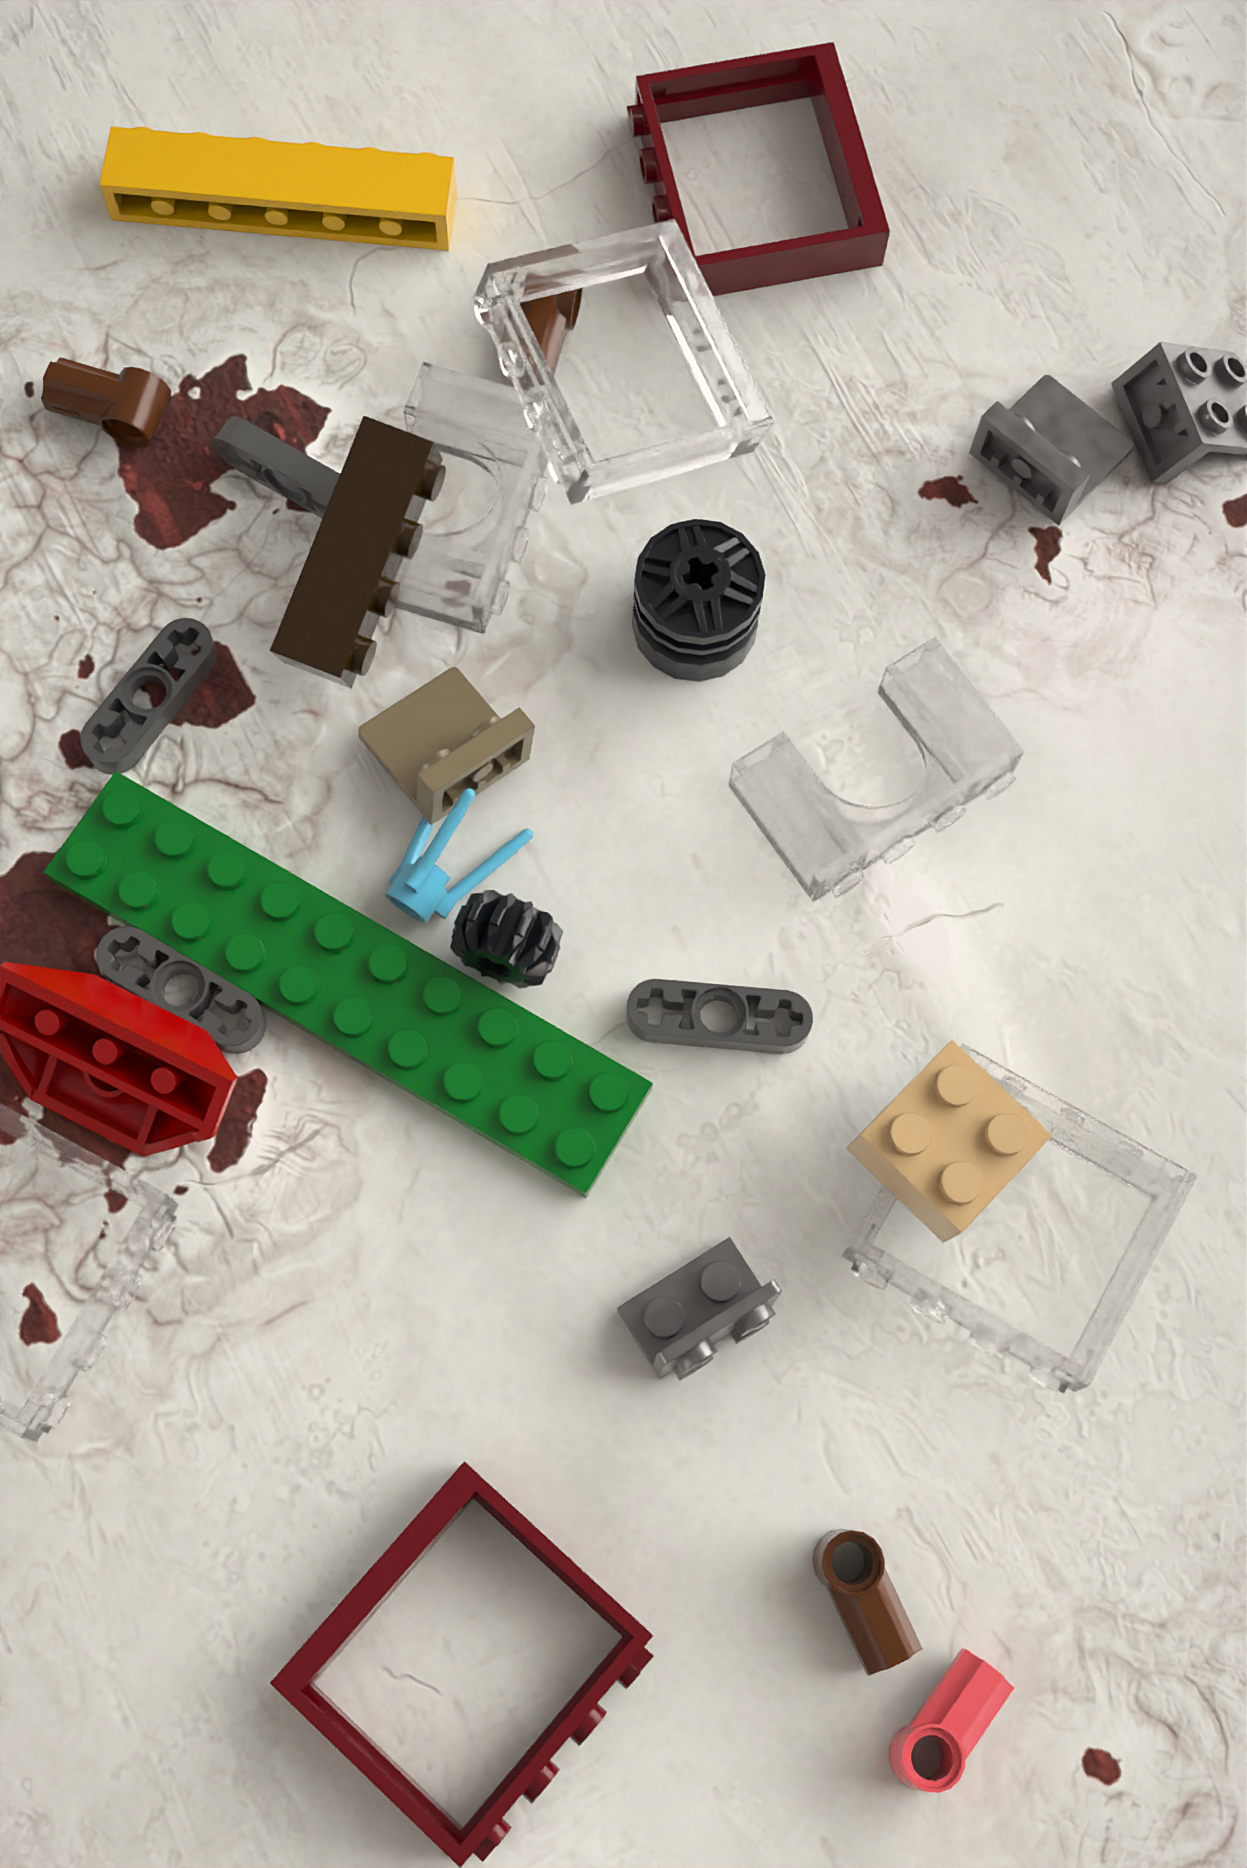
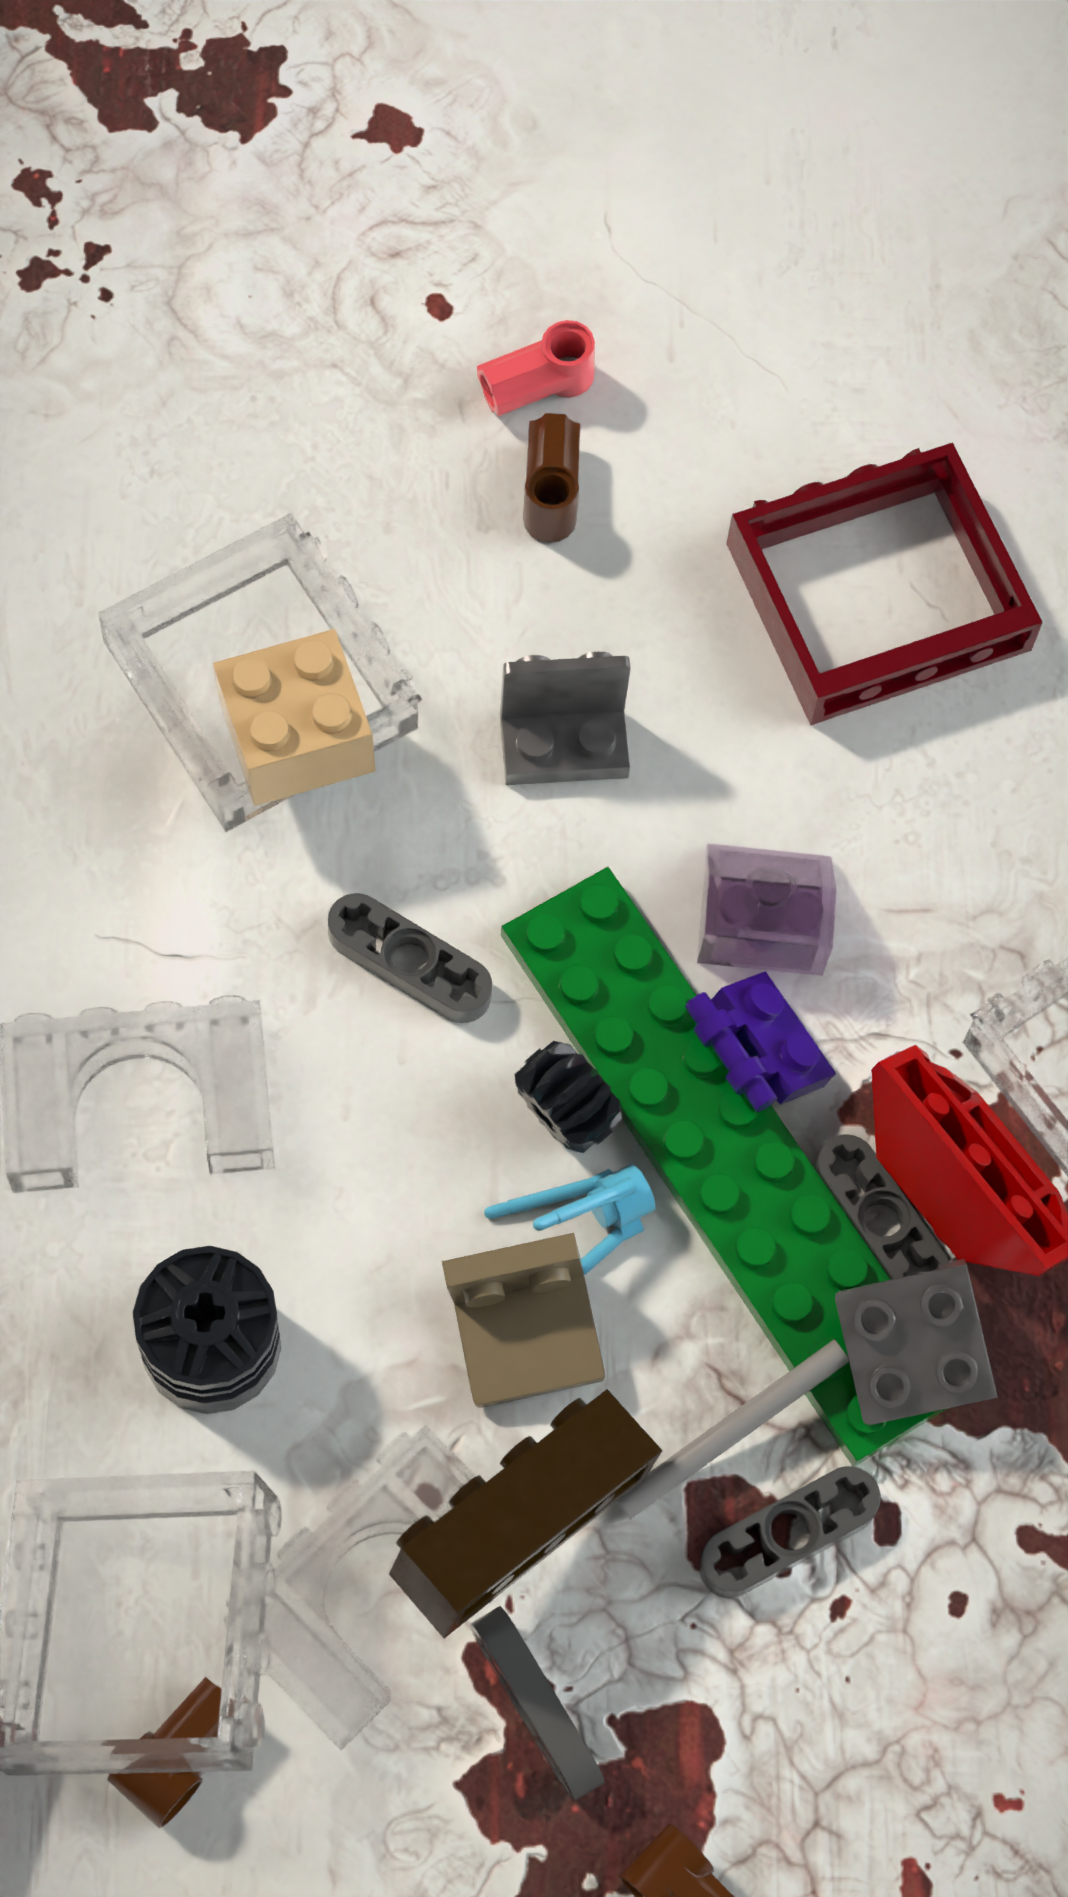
camera: 155 degrees left, 5 degrees down
(90, 868) = (915, 1344): none -> flat silver bracket
(223, 751) = (734, 1428): none -> light grey bar
(353, 1101) = (760, 1042): none -> dark purple plate
(418, 1233) = (767, 910): none -> clear purple slope

